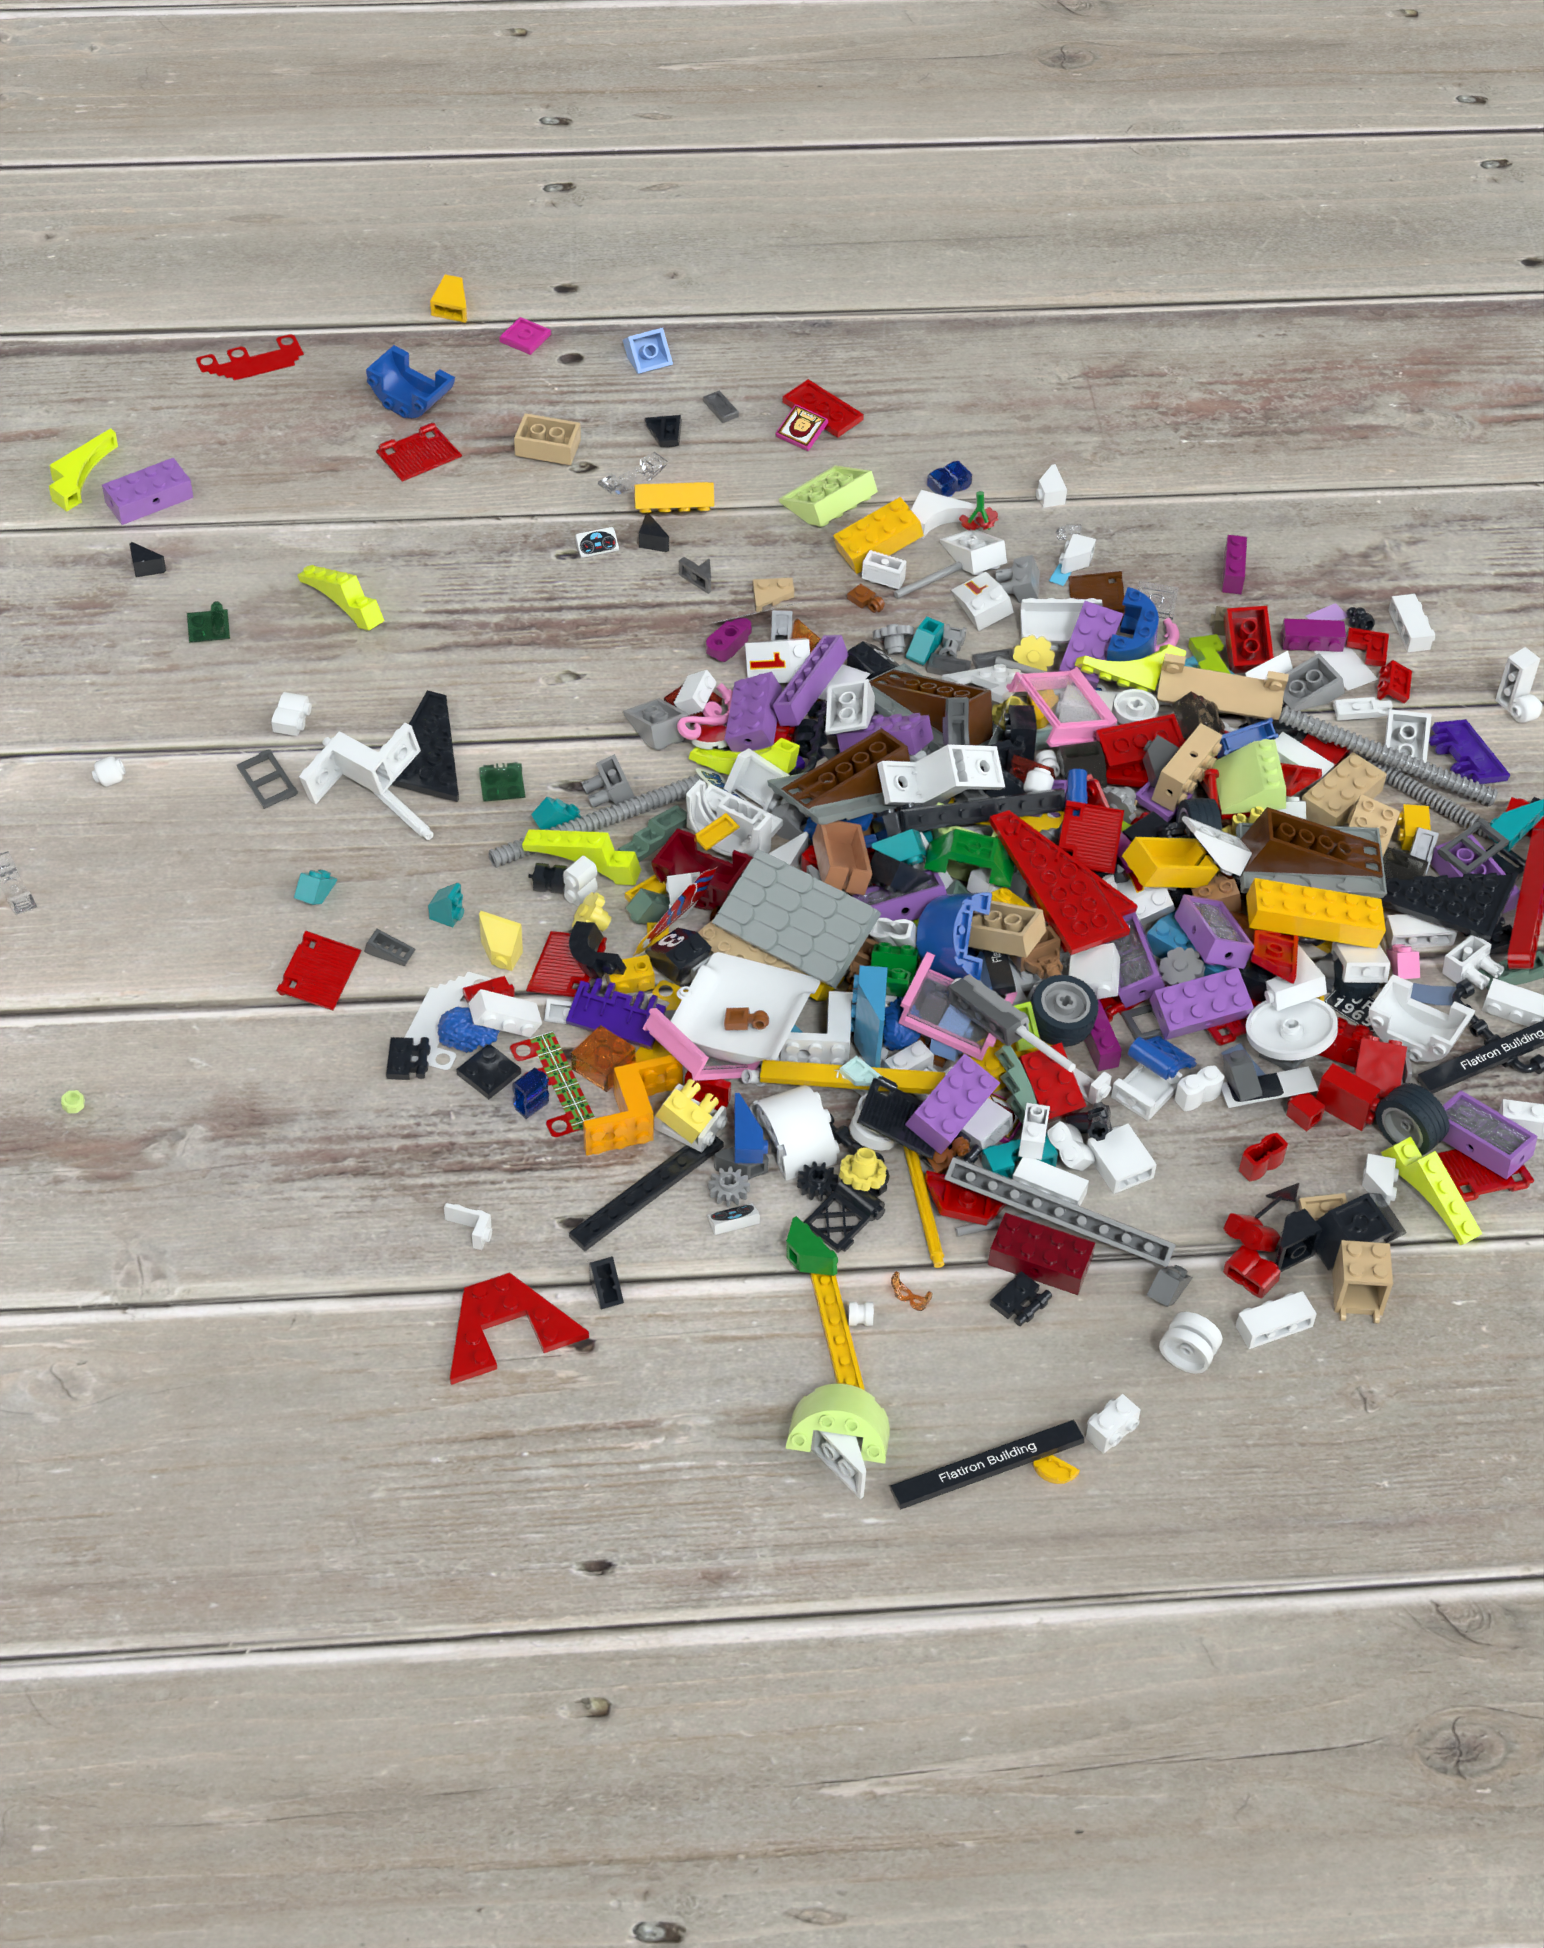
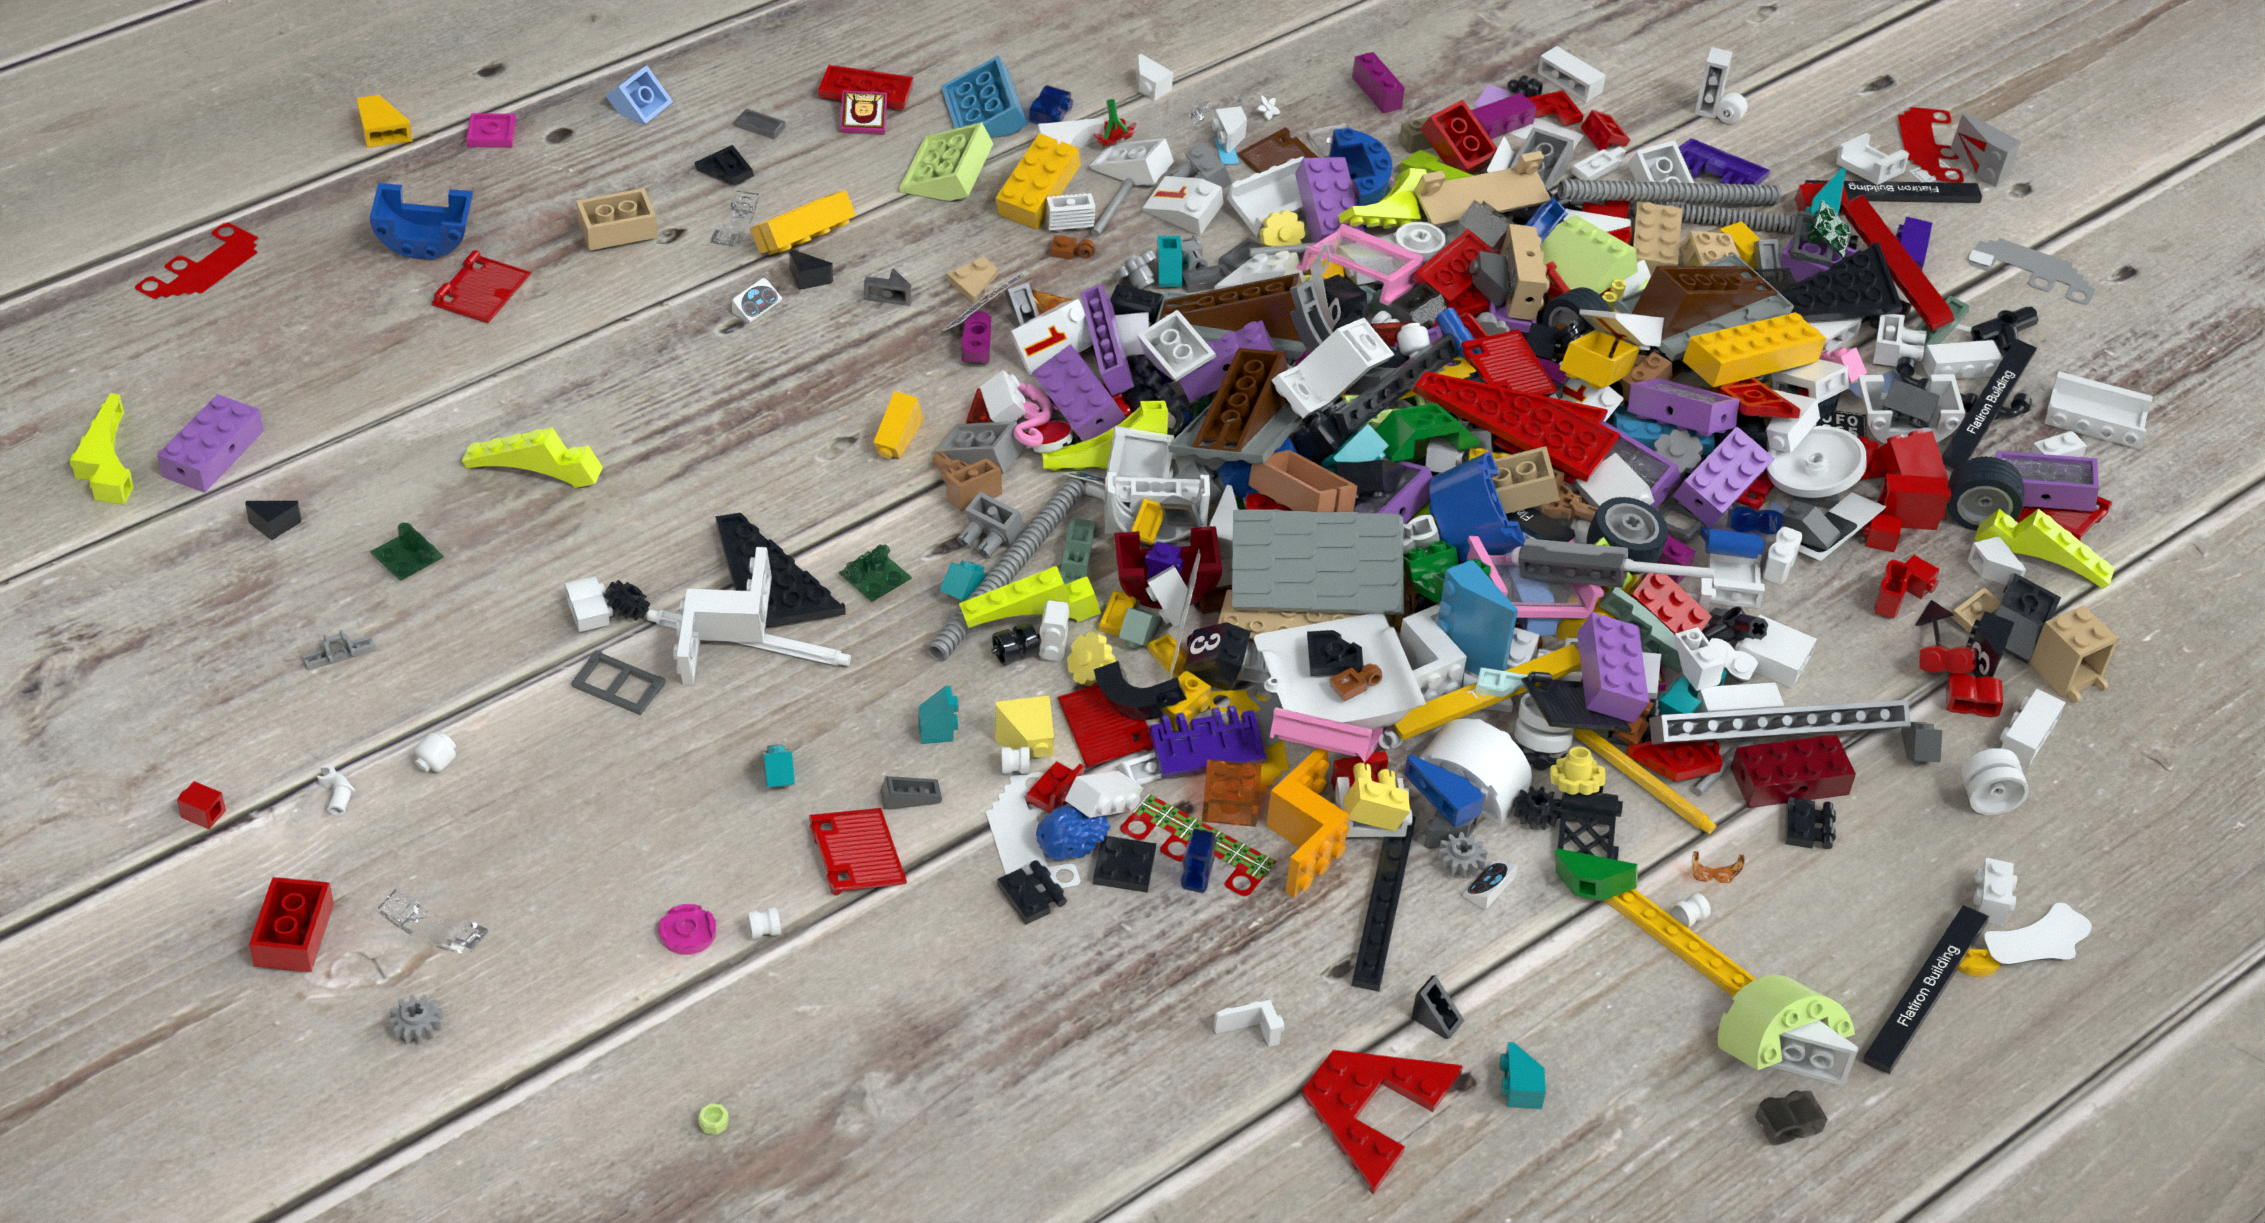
camera: 35 degrees left, 5 degrees down
(33, 770) = (341, 789): none -> white piece
(99, 673) = (349, 645): none -> light grey piece
(166, 969) = (687, 929): none -> dark pink tile
(213, 989) = (764, 923): none -> white wheel
(316, 723) = (627, 600): none -> black gear
(476, 961) = (1015, 760): none -> white wheel
(609, 680) = (898, 425): none -> yellow slope
(620, 1364) = (1523, 1079): none -> teal slope
(626, 745) = (966, 480): none -> medium nougat brick
(702, 862) = (1163, 557): none -> dark purple brick
(739, 834) = (1180, 512): none -> dark grey slope
(748, 990) = (1332, 654): none -> black plate
(790, 1496) = (1790, 1117): none -> clear smoke brick
(903, 455) = (987, 97): none -> dark azure slope
(1124, 1482) = (2048, 938): none -> white sticker
(1125, 549) = (1268, 108): none -> white plant
(1196, 1046) = (1747, 519): none -> clear blue brick
(1299, 1159) = (1922, 577): none -> red brick
(1417, 1017) = (1911, 404): none -> black brick
(1489, 845) = (1830, 228): none -> clear green hinge

